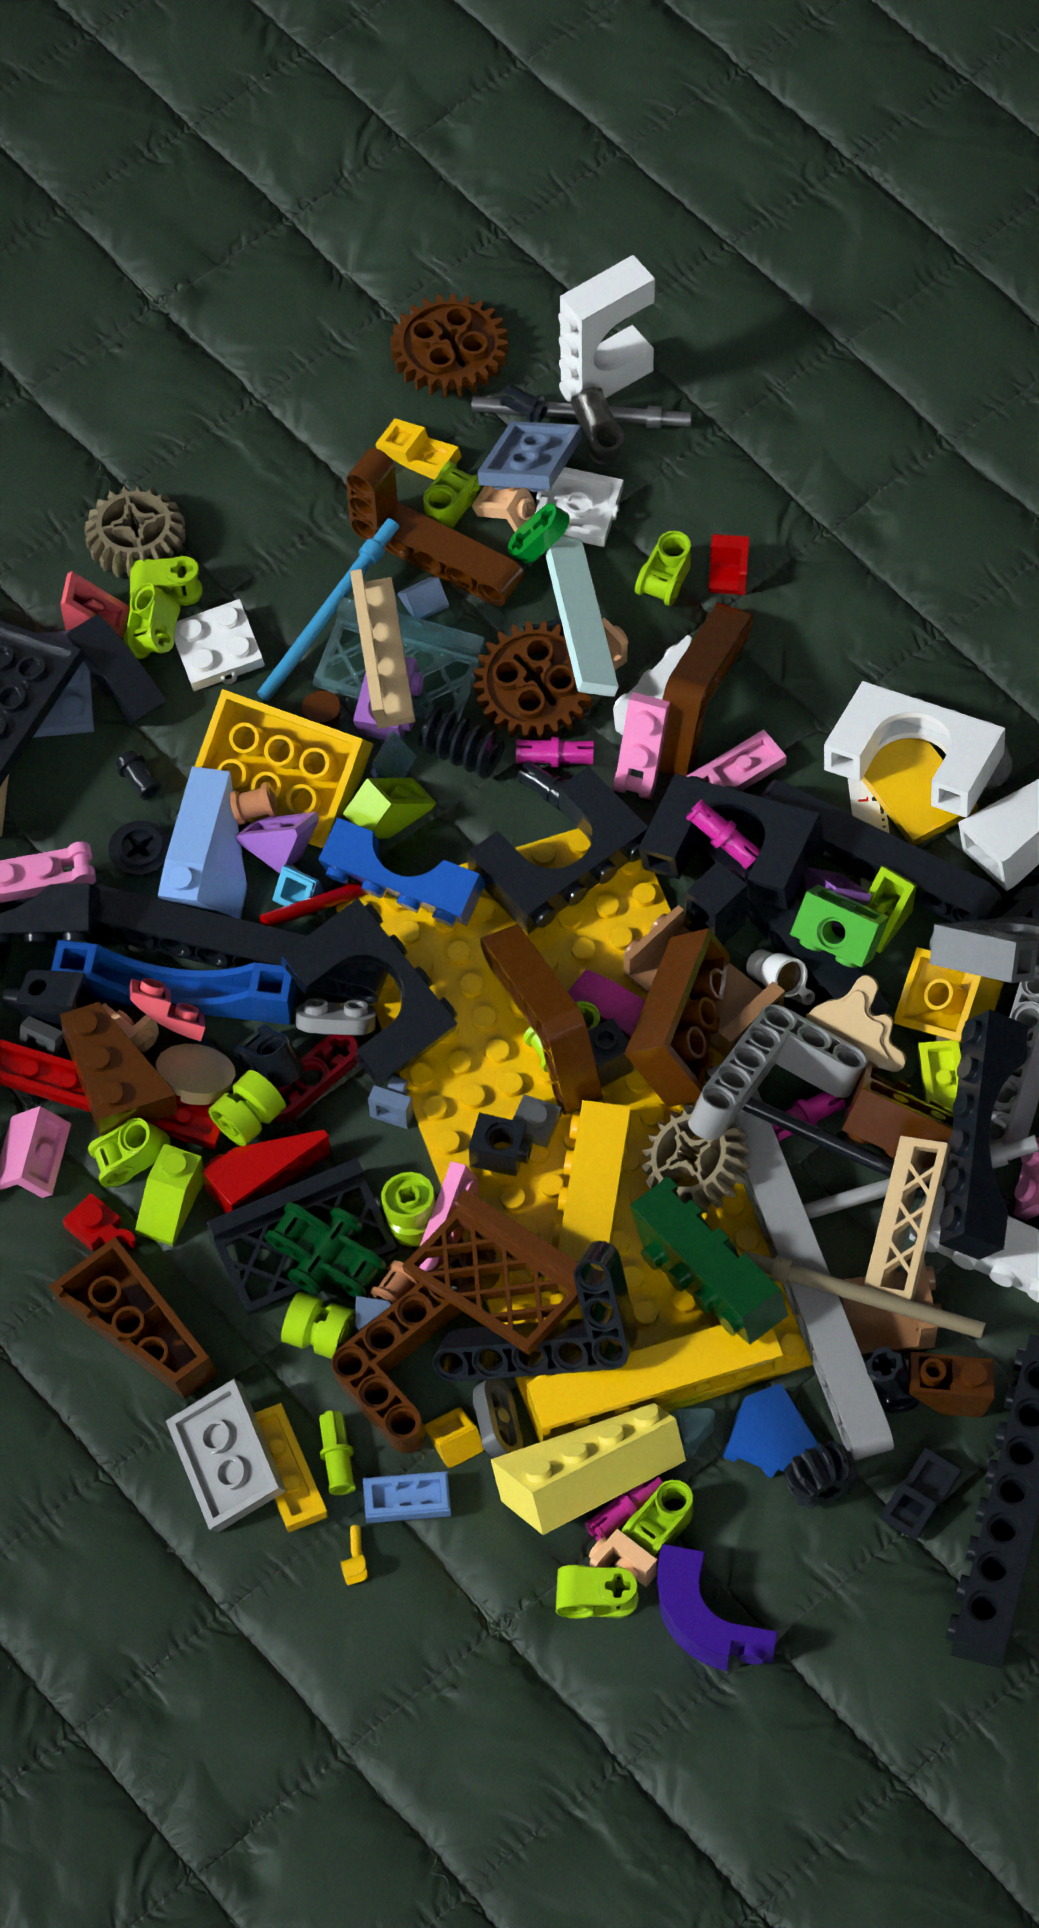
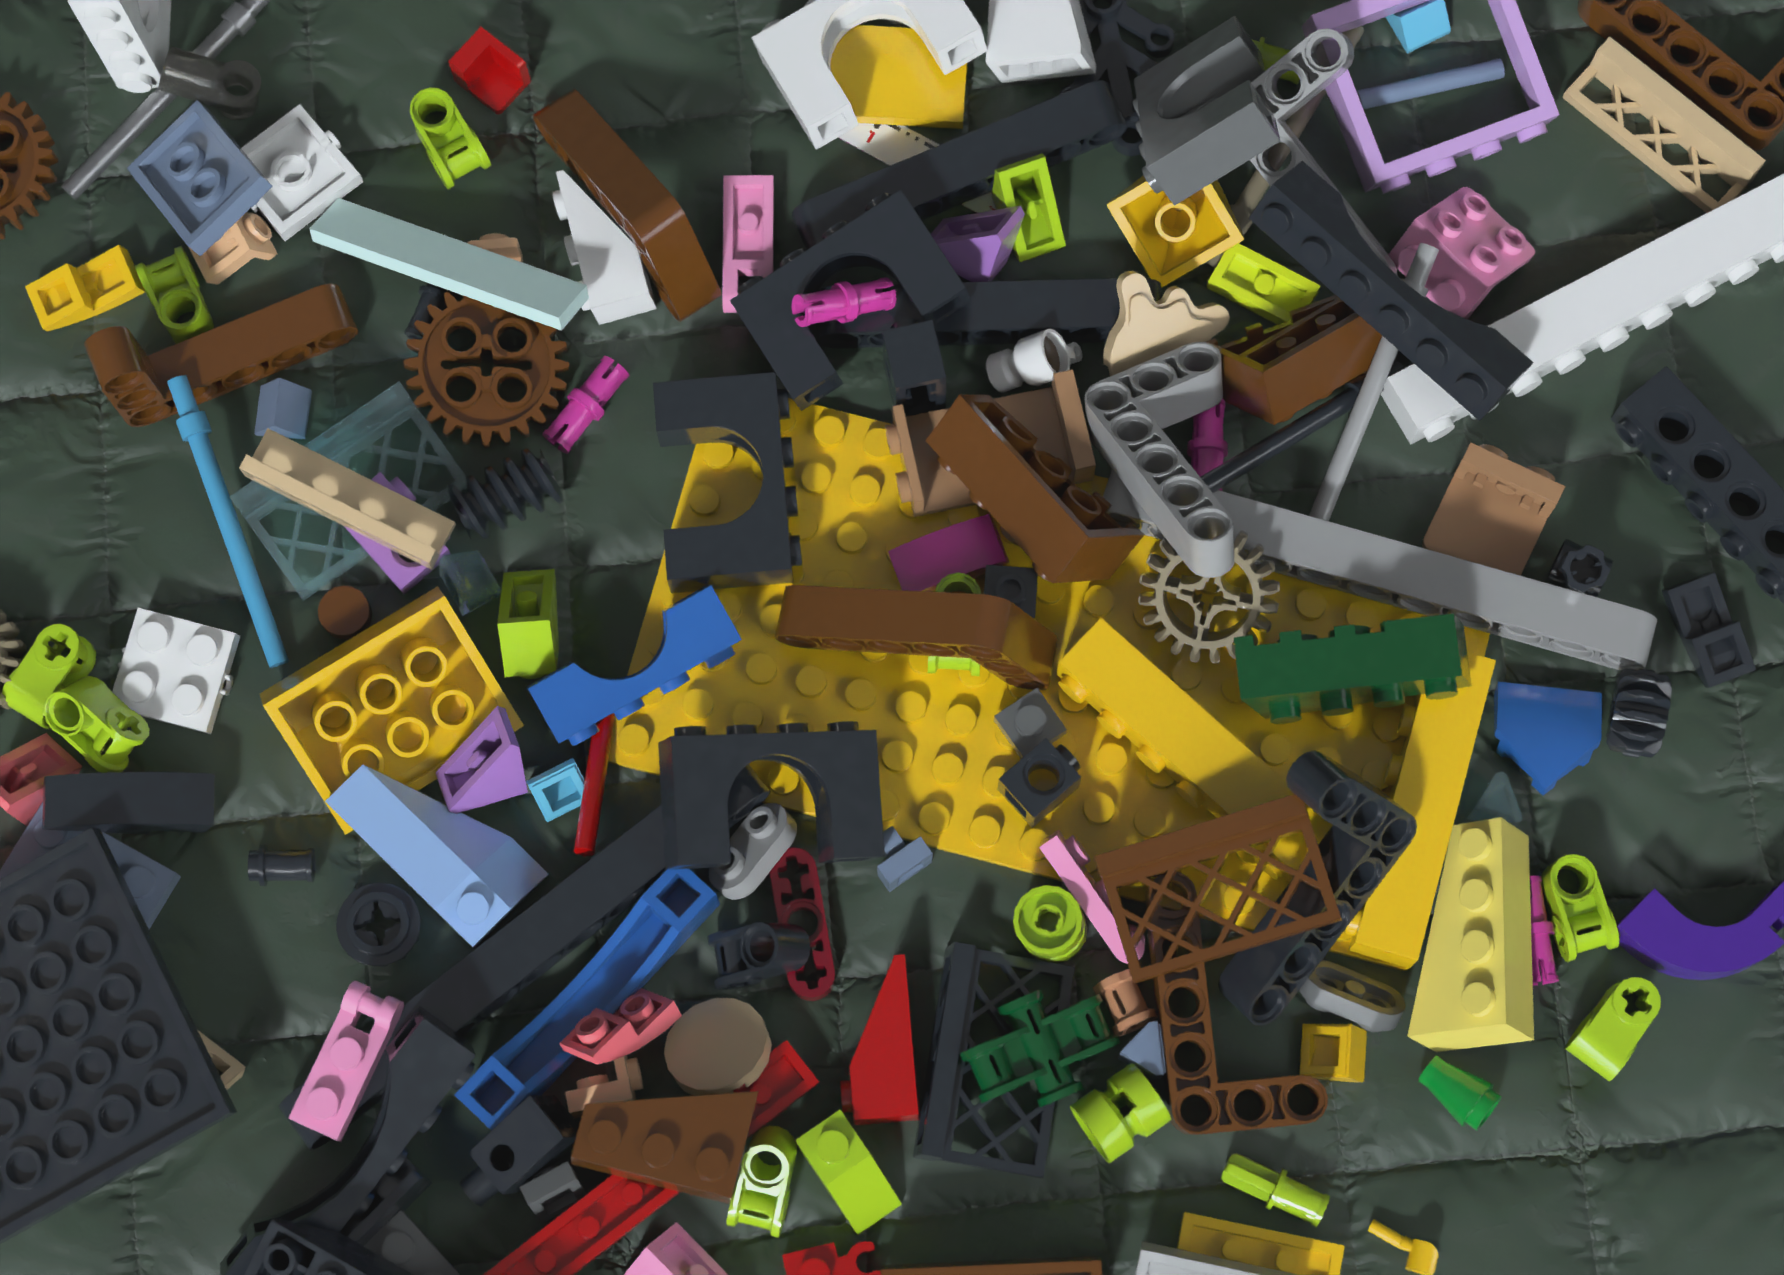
camera: 55 degrees left, 15 degrees up
(251, 1104) = (808, 1002): lime wheel -> none
(254, 803) = (423, 764): nougat bush -> none
(406, 1497) = (1377, 1149): medium blue plate -> none
(481, 1527) = (1460, 1092): none -> green cone
(526, 404) = (120, 138): black pin -> none
(538, 533) = (300, 235): green beam -> none
(541, 782) = (633, 436): black pin -> none
(624, 1554) = (1603, 966): light nougat bracket -> none
(641, 744) = (664, 310): bright pink plate -> none
(783, 1270) = (1406, 593): dark tan bar -> none
(861, 924) = (1016, 258): bright green brick -> none
(897, 1216) = (1417, 448): tan fence -> none
(952, 1383) = (1625, 511): reddish brown slope -> none

